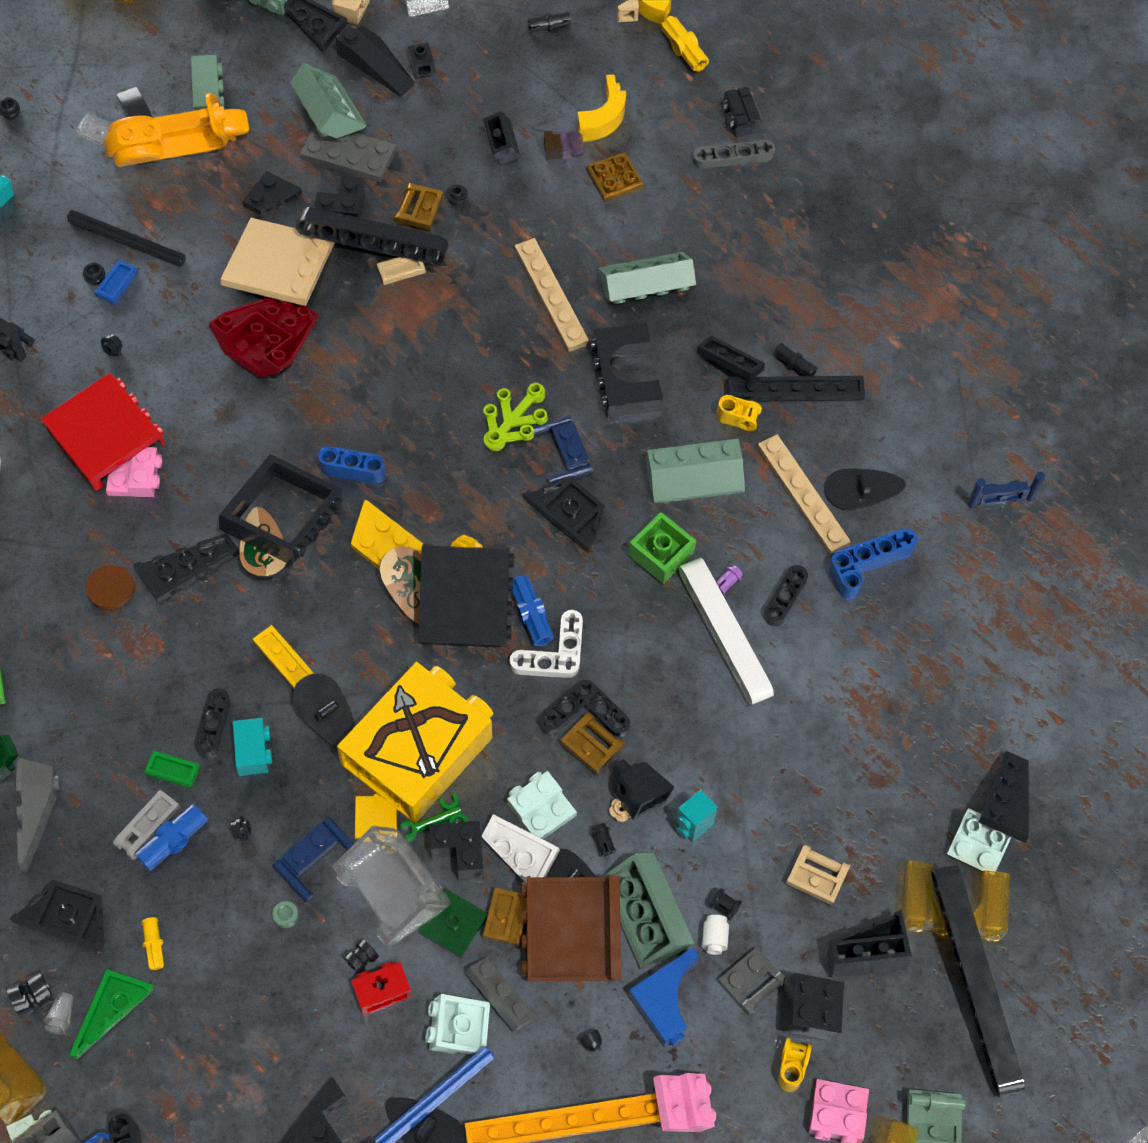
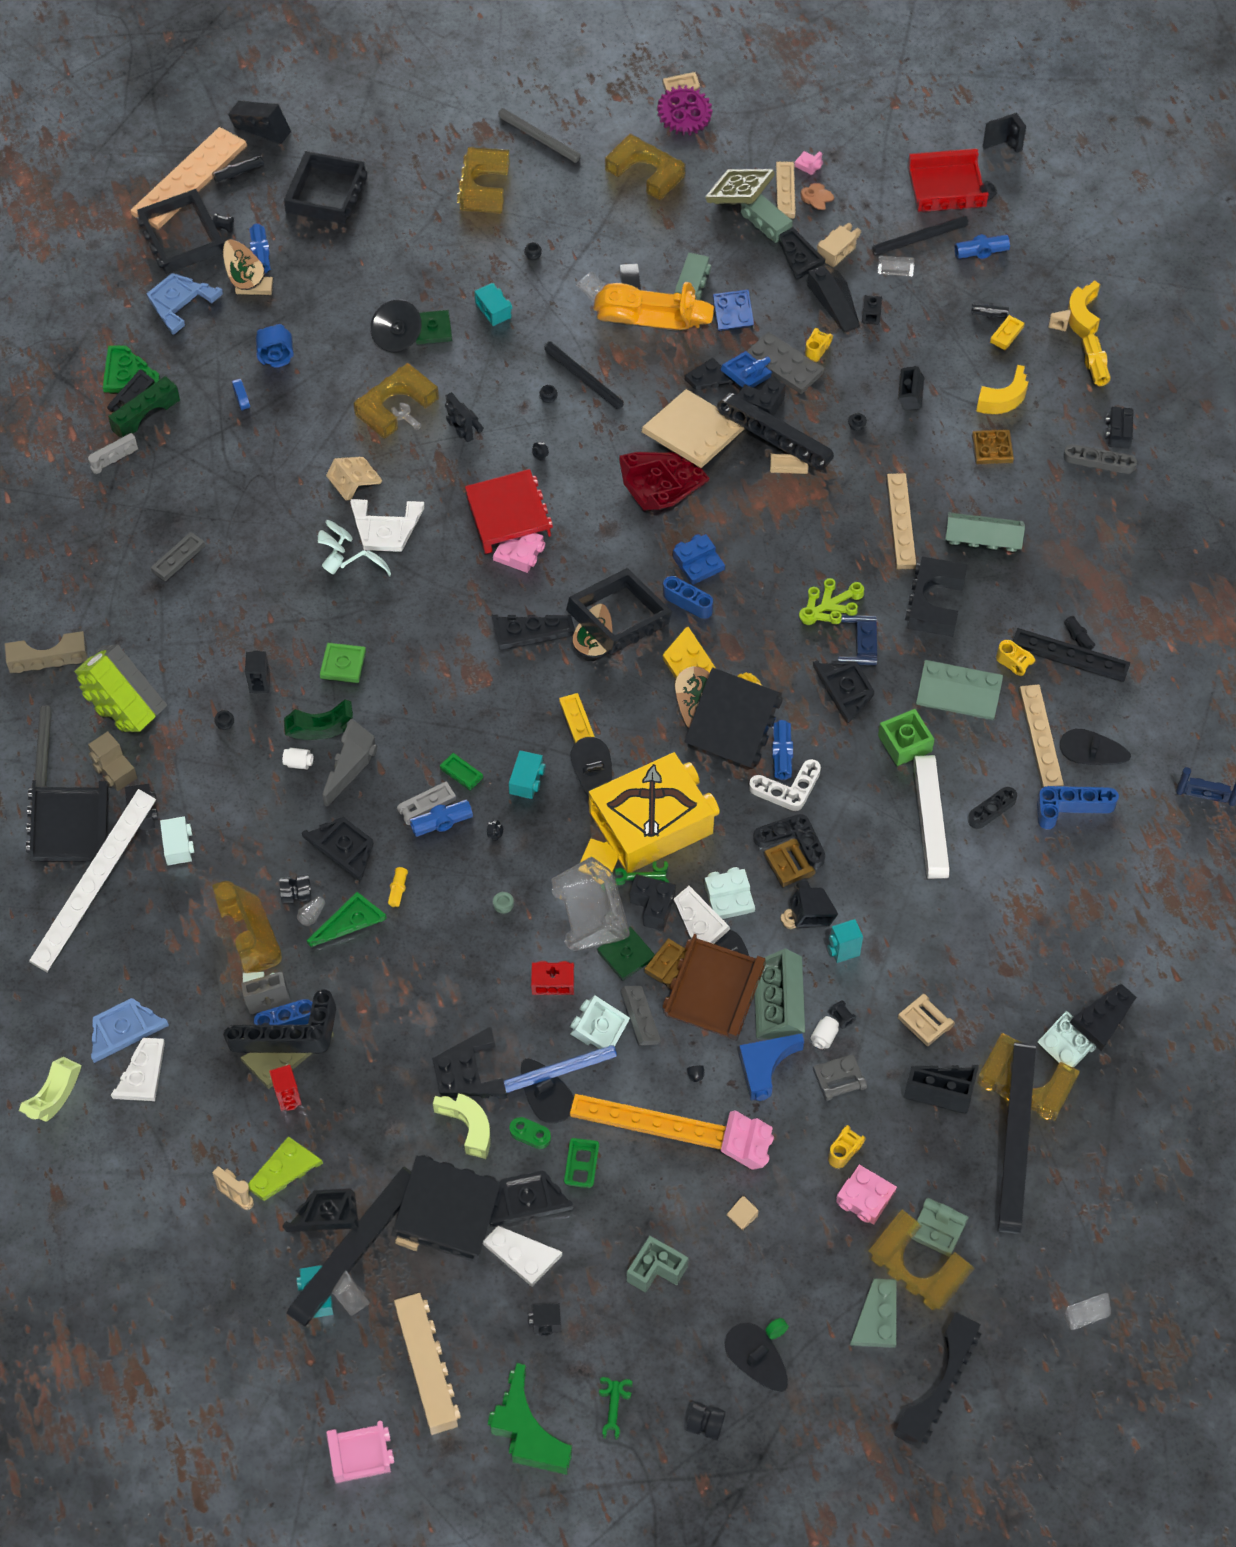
camera: 25 degrees right, 5 degrees down
(110, 587) = (468, 626): reddish brown tile -> none
(116, 282) = (563, 405): blue tile -> none
(209, 712) = (503, 757): black beam -> none
(267, 108) = (733, 310): none -> plate
(309, 851) = (538, 864): dark blue plate -> none
(311, 173) = (747, 370): none -> blue plate
(326, 102) = (781, 318): sand green slope -> none
(344, 414) = (698, 558): none -> blue plate
(358, 958) = (547, 950): black wheel -> none
(377, 119) = (817, 344): none -> yellow piece
(424, 210) = (826, 424): pearl gold plate -> none
(563, 145) = (960, 409): leg -> none
(577, 41) = (1007, 332): none -> yellow plate
(603, 838) = (767, 934): black pin -> none
(729, 578) = (951, 779): medium lavender pin -> none
(730, 358) = (1025, 613): black plate -> none
(812, 1006) = (877, 1109): black brick -> none

